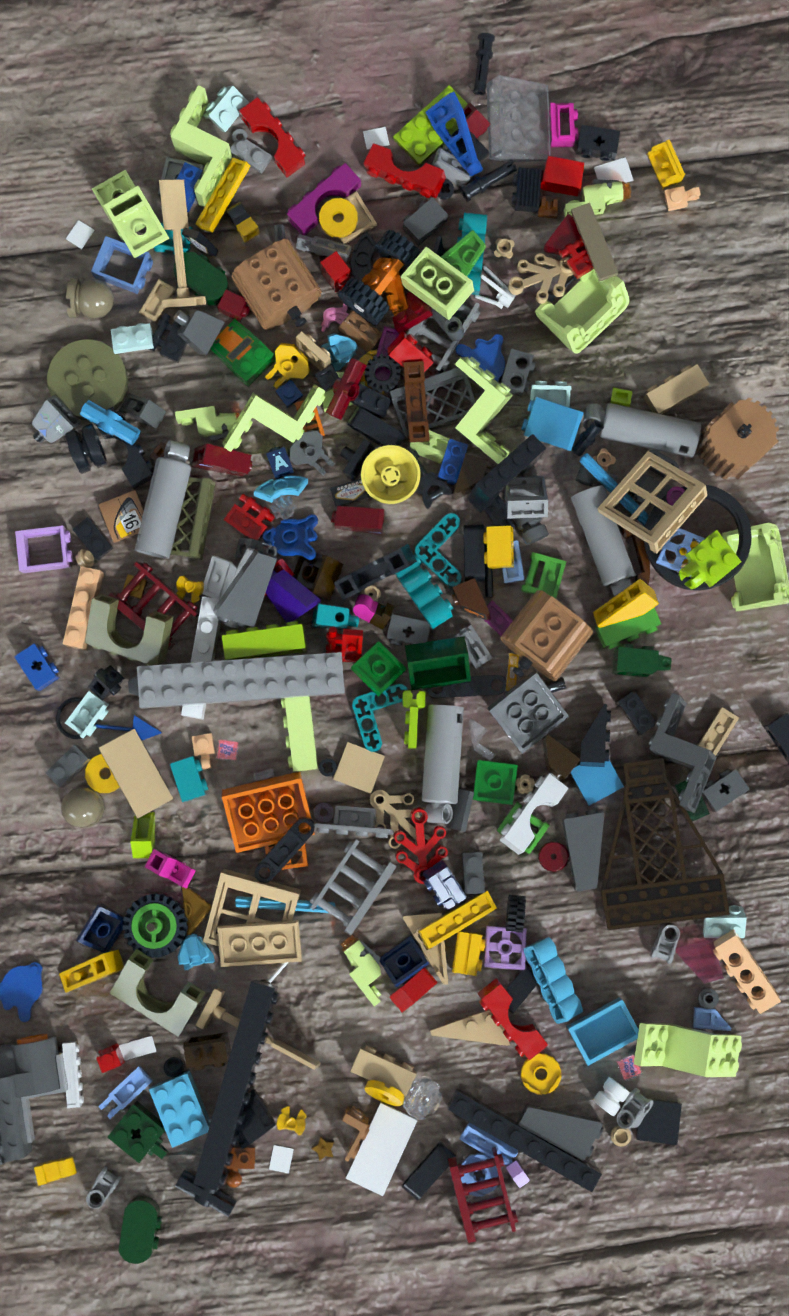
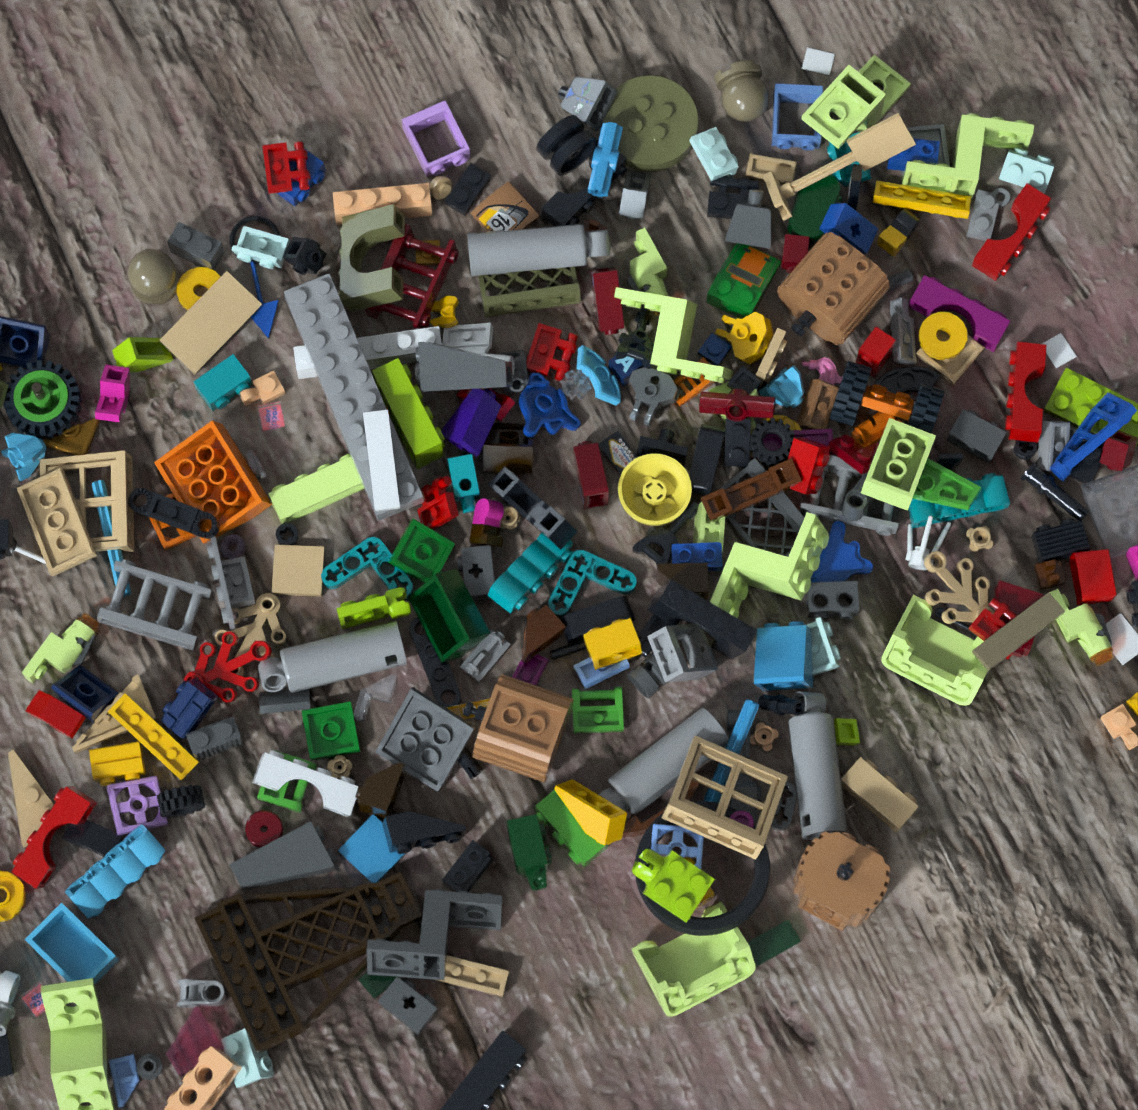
camera: 70 degrees right, 10 degrees down
(27, 680) = (278, 169): none -> red plate
(229, 256) = (850, 226): none -> blue brick
(267, 446) = (637, 343): none -> black piece
(304, 674) = (381, 460): none -> white tile
(760, 505) = (773, 942): none -> clear green tile

